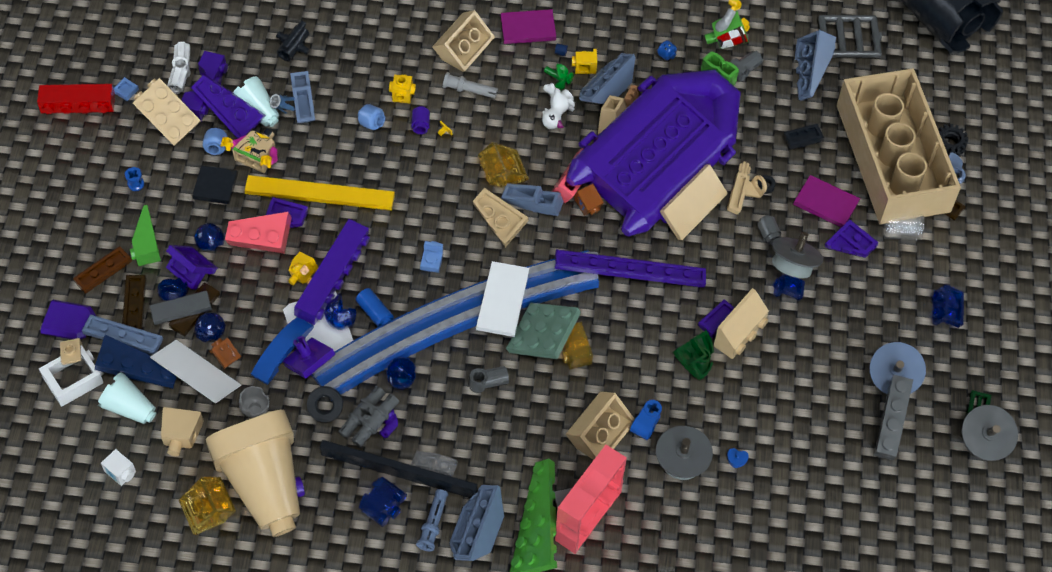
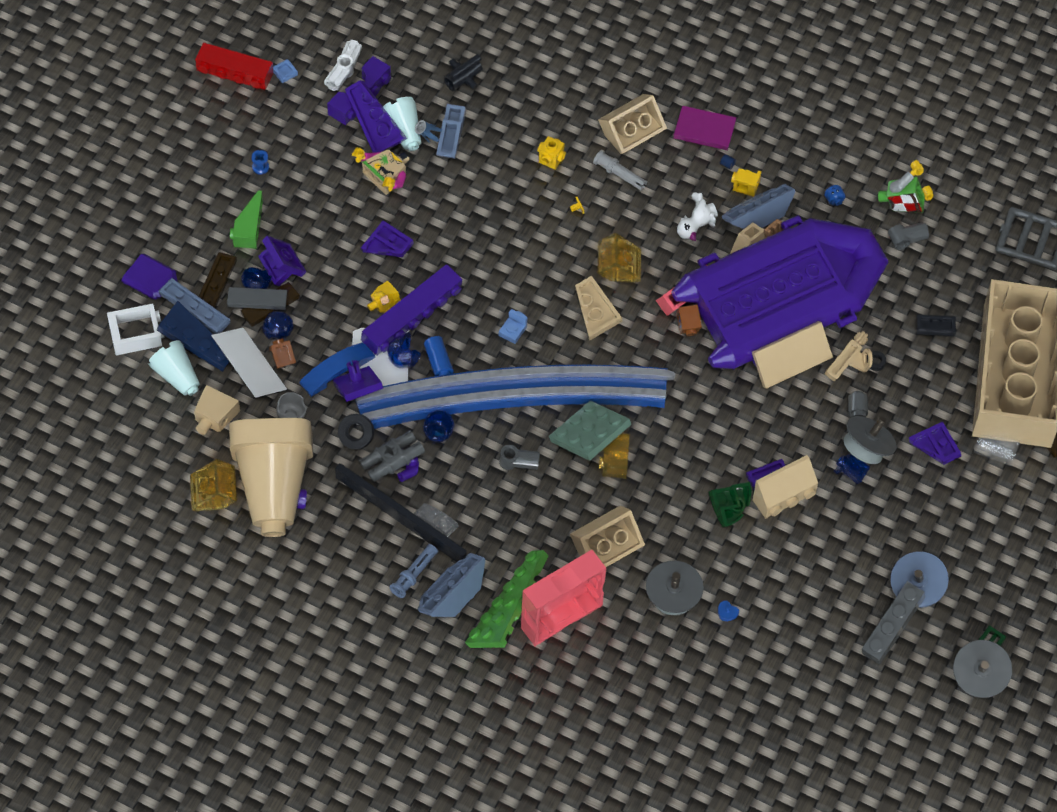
camera: 20 degrees right, 0 degrees up
(70, 351) = (141, 306): tan bracket -> none
(102, 269) = (199, 239): reddish brown tile -> none
(118, 467) = (146, 427): white brick -> none
(166, 111) = (313, 105): tan bracket -> none
(209, 237) = (309, 240): clear blue hair -> none
(212, 141) = (347, 146): medium blue head -> none
(215, 184) = (334, 191): black tile -> none
(260, 232) = (358, 251): coral wedge -> none
(319, 192) = (431, 230): yellow tile -> none
(371, 117) = (510, 171): medium blue head -> none
(382, 501) = (373, 537): clear blue brick -> none
(420, 120) = (557, 189): dark purple brick -> none
(503, 299) = (563, 387): white tile -> none
(533, 198) = (635, 301): sand blue slope -> none
(560, 74) = (715, 185): green plant -> none
(630, 268) = (701, 399): dark purple tile -> none
(646, 421) = (654, 546): blue piece -> none
(725, 68) = (882, 232): bright green brick -> none
(813, 57) = (983, 246): sand blue wedge -> none
(826, 201) = (929, 397): magenta tile -> none
(948, 306) = (1004, 538): clear blue bracket -> none

